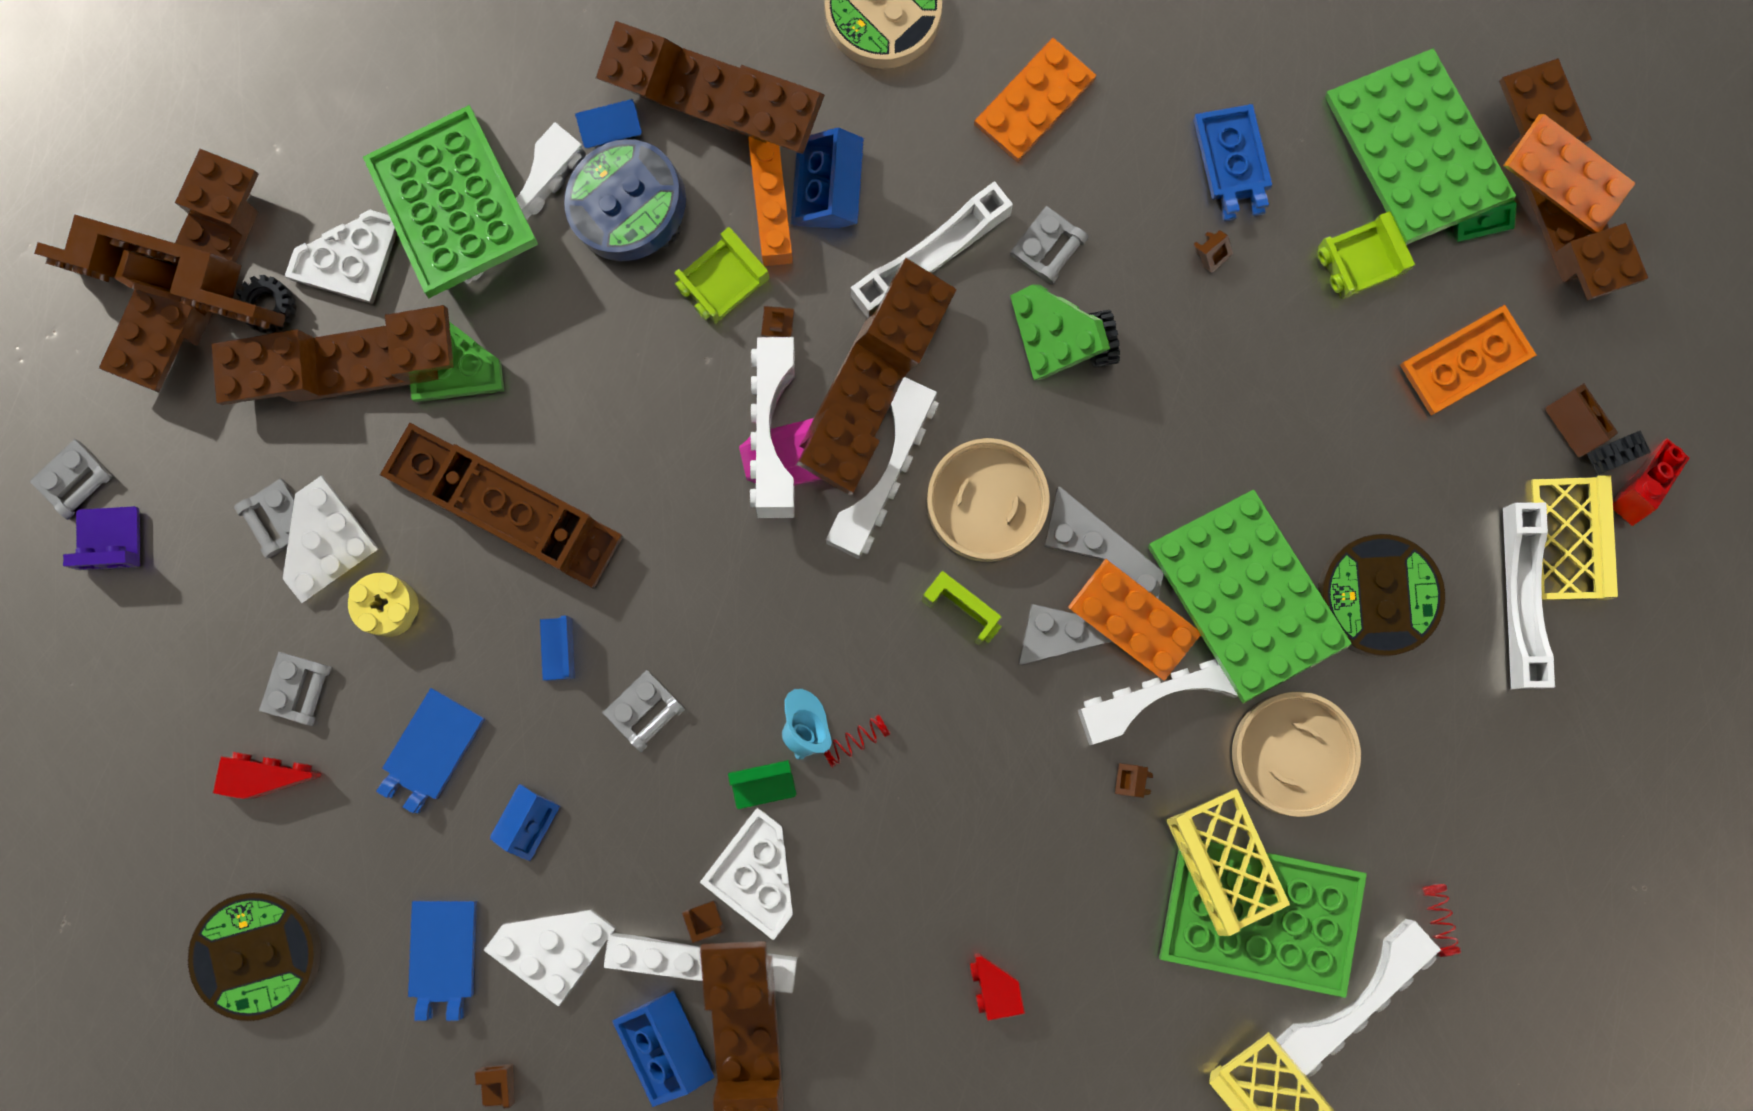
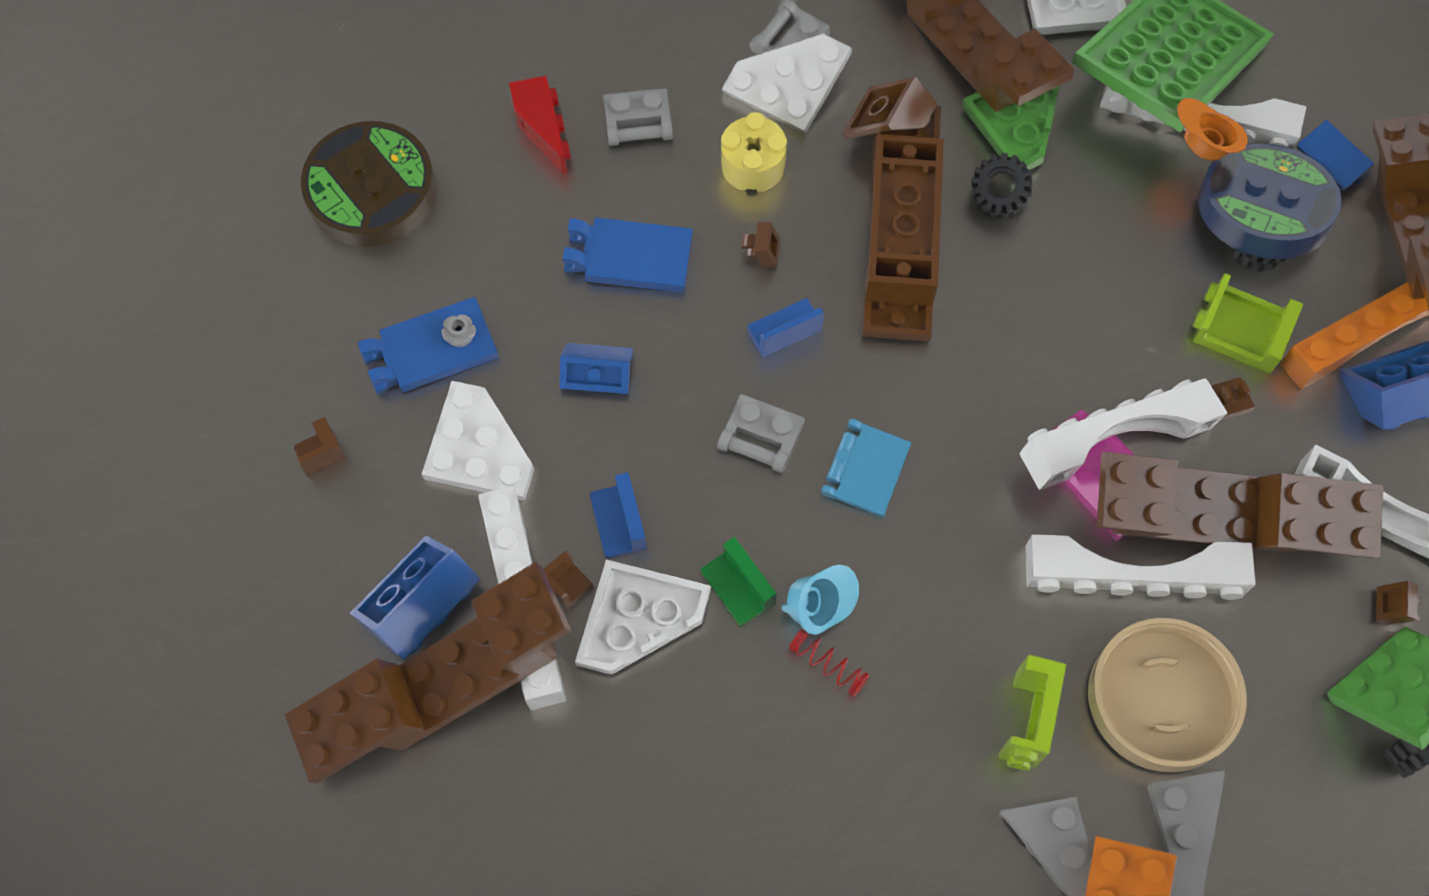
camera: 70 degrees right, 15 degrees down
(400, 472) = (891, 109): none -> reddish brown slope
(447, 922) = (462, 337): none -> light grey plate
(475, 634) = (763, 245): none -> reddish brown tile
(506, 427) = (996, 166): none -> black tyre
(547, 219) = (1210, 132): none -> orange piece
(666, 857) = (618, 518): none -> blue panel
(709, 638) = (866, 468): none -> dark azure piece
(992, 291) = (1397, 603): none -> reddish brown tile

